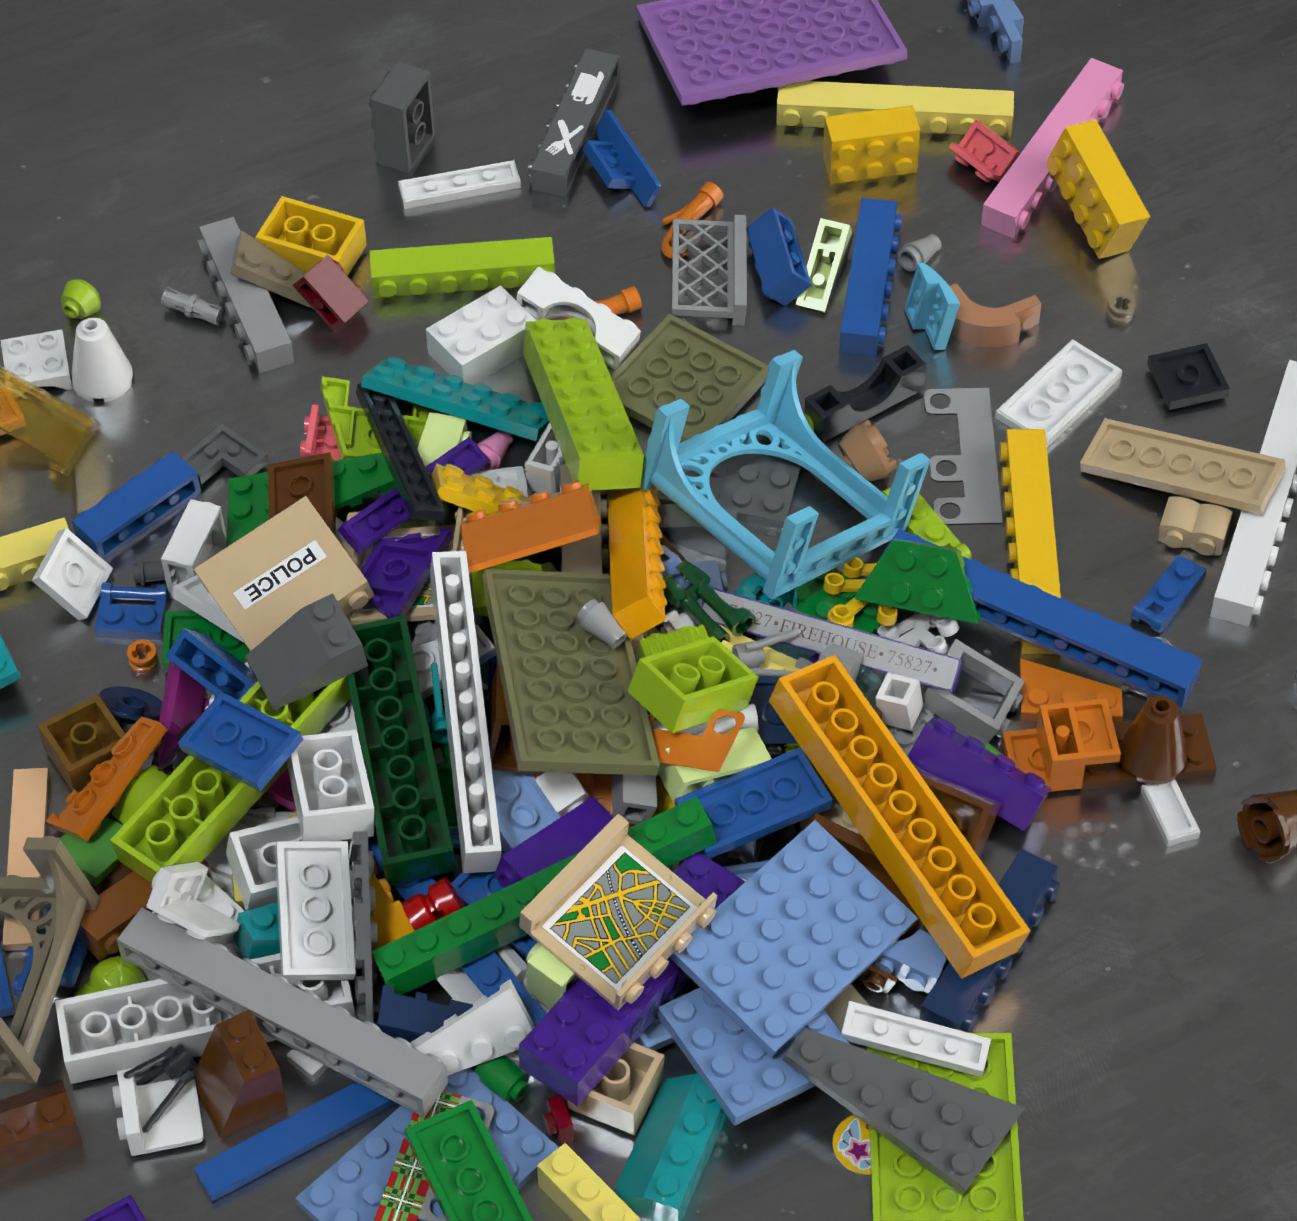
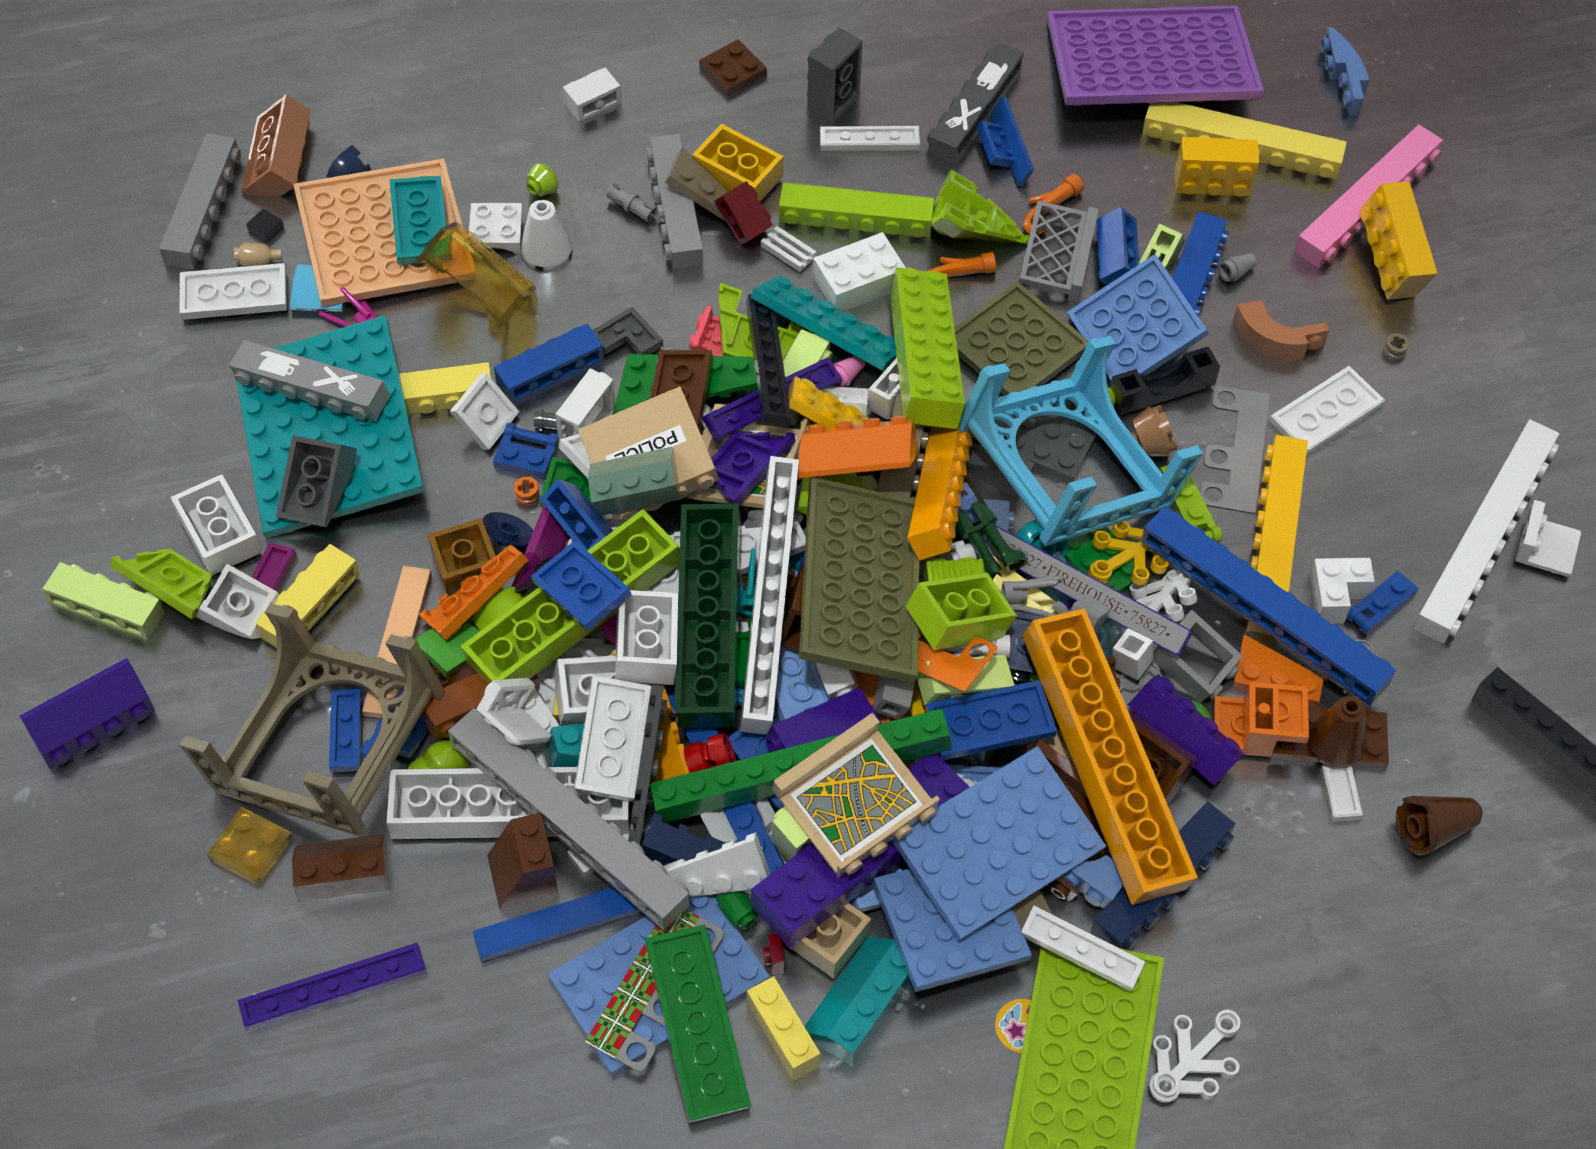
camera: 10 degrees right, 5 degrees up
(117, 191) = (592, 94): none -> white brick
(175, 1063) = (474, 840): black plant -> none
(175, 1128) = (453, 879): white bracket -> none
(263, 610) = (634, 481): none -> sand green slope
(278, 132) = (733, 67): none -> reddish brown plate
(307, 653) = (650, 521): dark grey slope -> none
(395, 323) = (791, 247): none -> white tile
(550, 298) = (919, 250): white arch -> none
(596, 250) = (967, 215): none -> lime wedge
(599, 621) = (896, 542): light grey cone -> none
(826, 322) = (1143, 317): none -> medium blue plate
(922, 581) = (1174, 554): green wing -> none
(926, 1116) = (1075, 1016): dark grey wing -> none
(932, 306) = (1236, 315): medium azure slope -> none
(985, 152) = (1311, 190): coral bracket -> none
(1068, 1140) = (1192, 1060): none -> white plant
(1114, 579) = (1336, 582): none -> white brick
(1183, 466) = (1418, 495): tan plate -> none
(1188, 376) = (1440, 416): black plate -> none
(1195, 526) = (1417, 548): tan brick -> none

